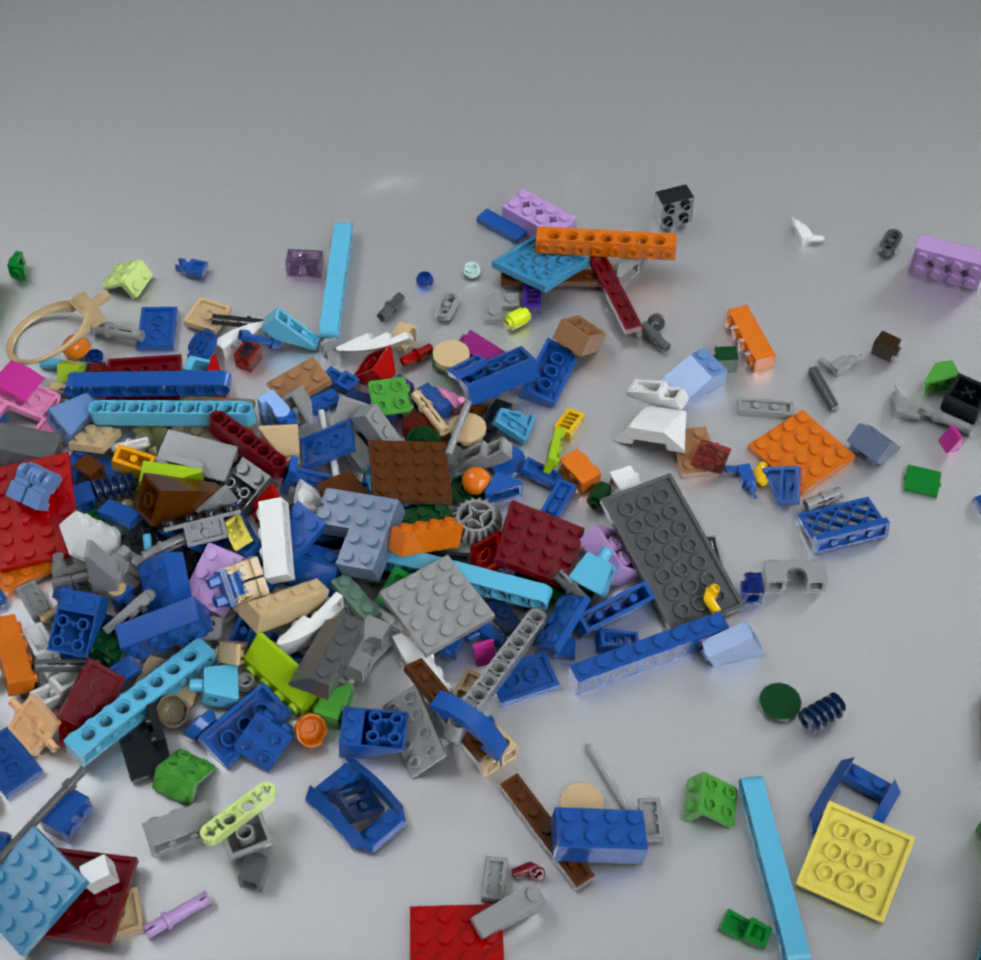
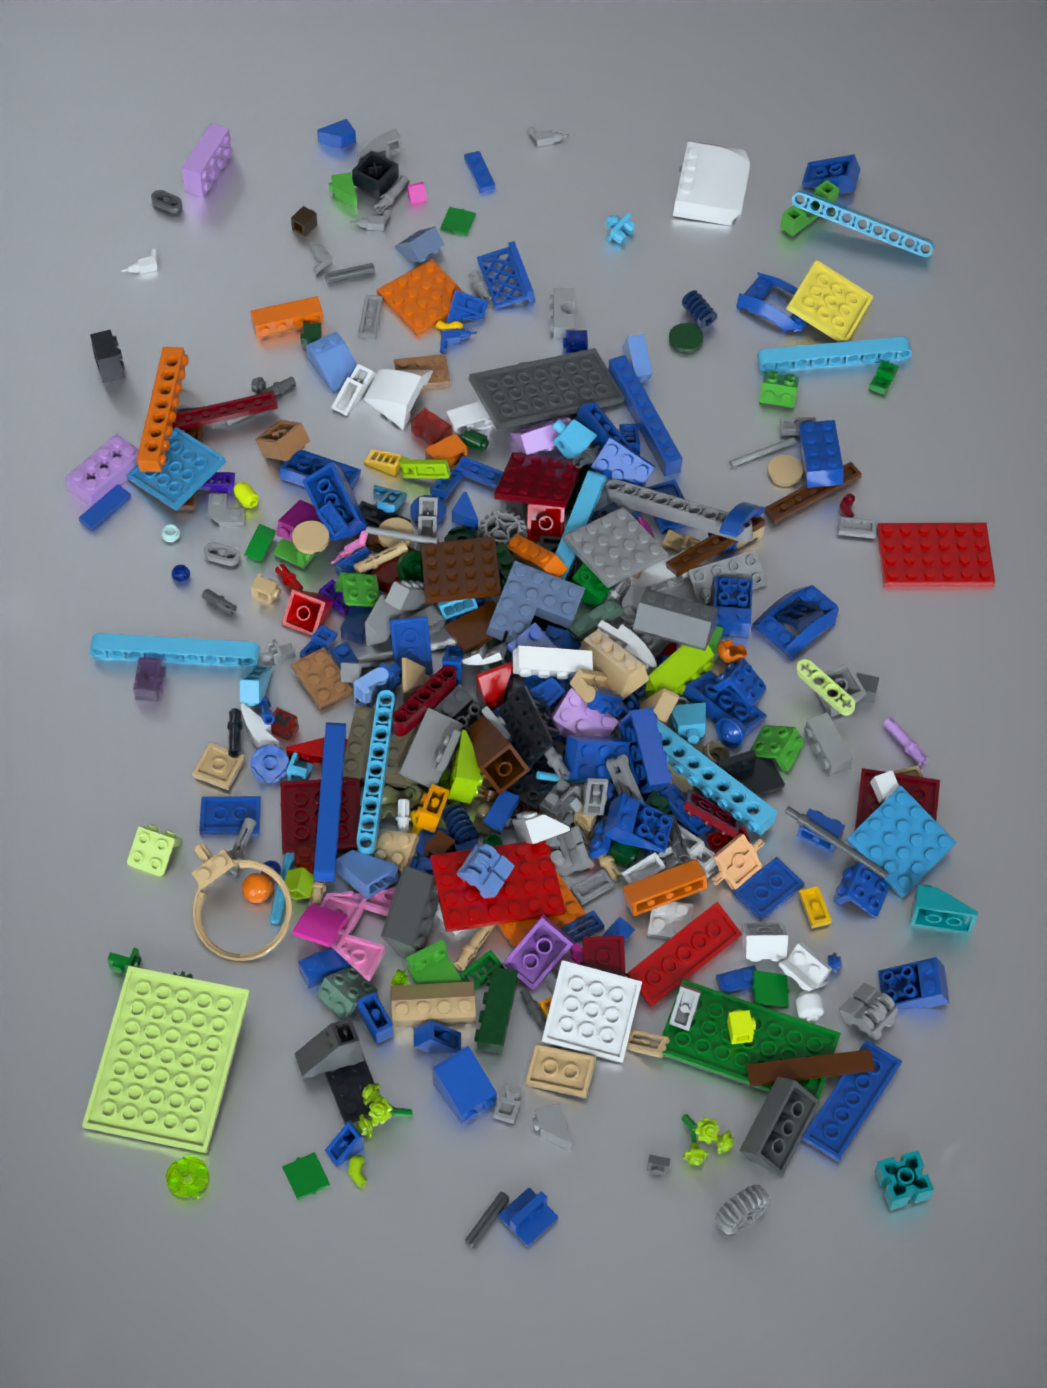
camera: 90 degrees left, 5 degrees up
(194, 268) = (143, 783): blue plate -> none
(237, 532) = (545, 693): light yellow plate -> none
(368, 343) = (279, 614): white slope -> none
(456, 329) = (260, 543): none -> green slope
(475, 480) = (458, 528): orange hair -> none
(509, 911) = (887, 511): light grey slope -> none
(613, 456) = (430, 427): none -> clear red brick
(710, 598) = (593, 367): yellow arm -> none
(711, 456) = (434, 355): clear red piece -> none
(943, 630) = (616, 225): none -> medium azure hips

